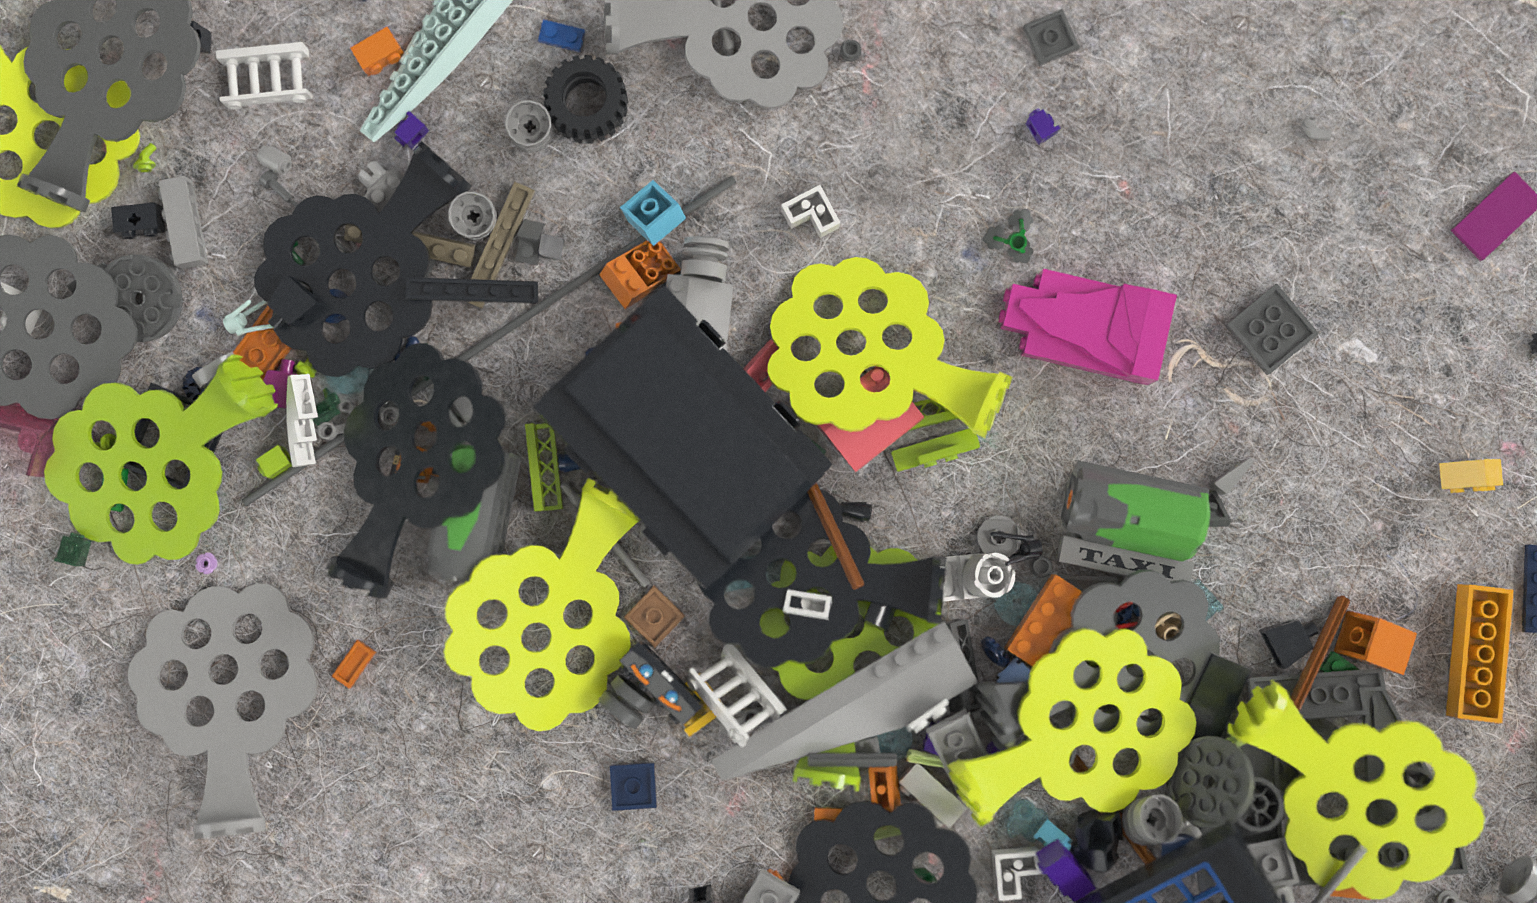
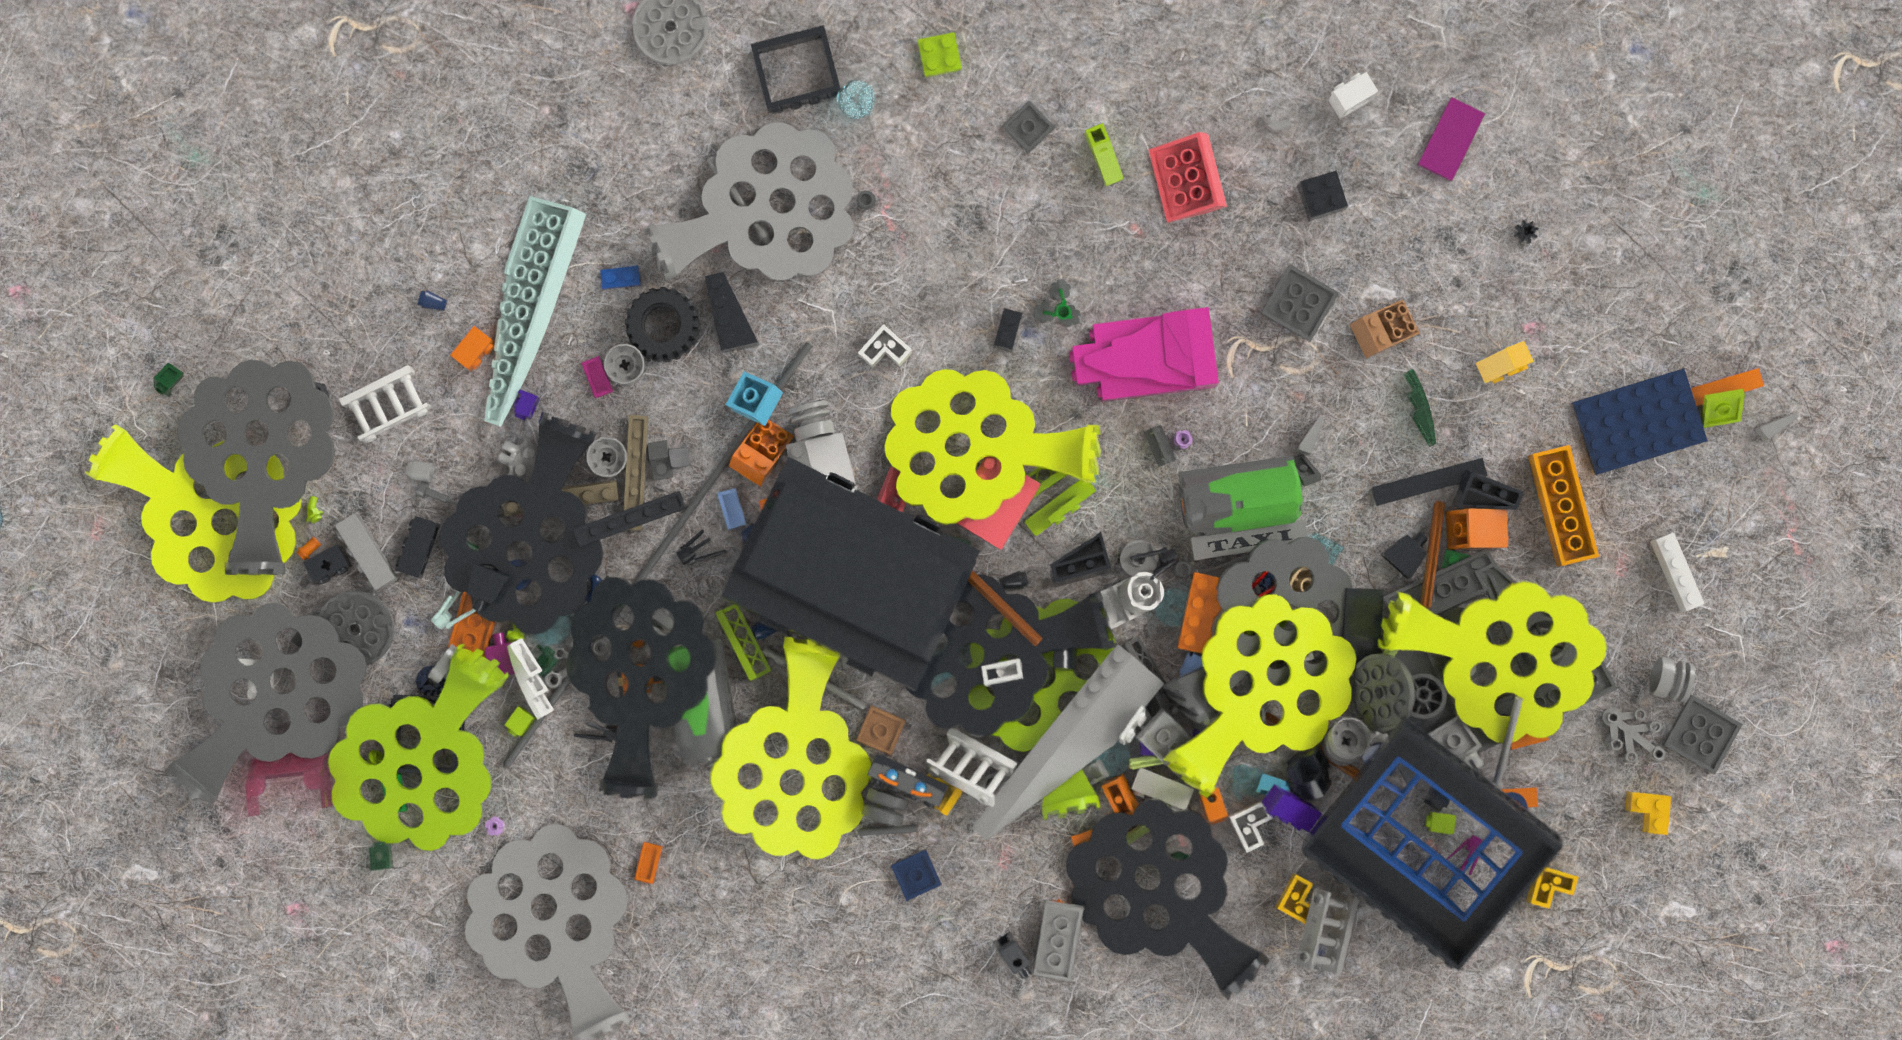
camera: 20 degrees left, 0 degrees up
(125, 196) = (306, 550): none -> orange pin
(239, 238) = (417, 547): none -> black brick
(364, 507) = (610, 732): none -> black plant
(496, 134) = (597, 377): none -> dark pink tile
(520, 351) = (688, 553): none -> black plant
(586, 321) = (732, 508): none -> light blue tile
(619, 725) = (887, 830): none -> dark grey bar
(658, 124) = (730, 321): none -> black wedge
(851, 759) = (1085, 783): dark grey axle -> none
(937, 519) = (1082, 563): none -> black wedge
(949, 241) = (1007, 330): none -> black brick
(981, 841) = (1215, 811): none -> orange torso
(995, 652) = (1170, 653): dark blue gear -> none
(1041, 125) = (1047, 204): dark purple brick -> none
(1065, 425) = (1159, 445): none -> dark grey hinge
(1086, 427) = (1183, 434): none -> lavender plate
(1121, 93) = (1103, 154): none -> lime slope
(1201, 151) = (1187, 177): none -> coral slope
(1339, 224) = (1322, 195): none -> black brick
(1341, 572) = (1426, 482): none -> black tile
(1352, 390) = (1384, 328): none -> medium nougat slope
(1361, 499) = (1422, 416): none -> clear green slope
(1399, 605) = (1483, 492): none -> black wedge
(1412, 128) = (1352, 95): none -> white brick

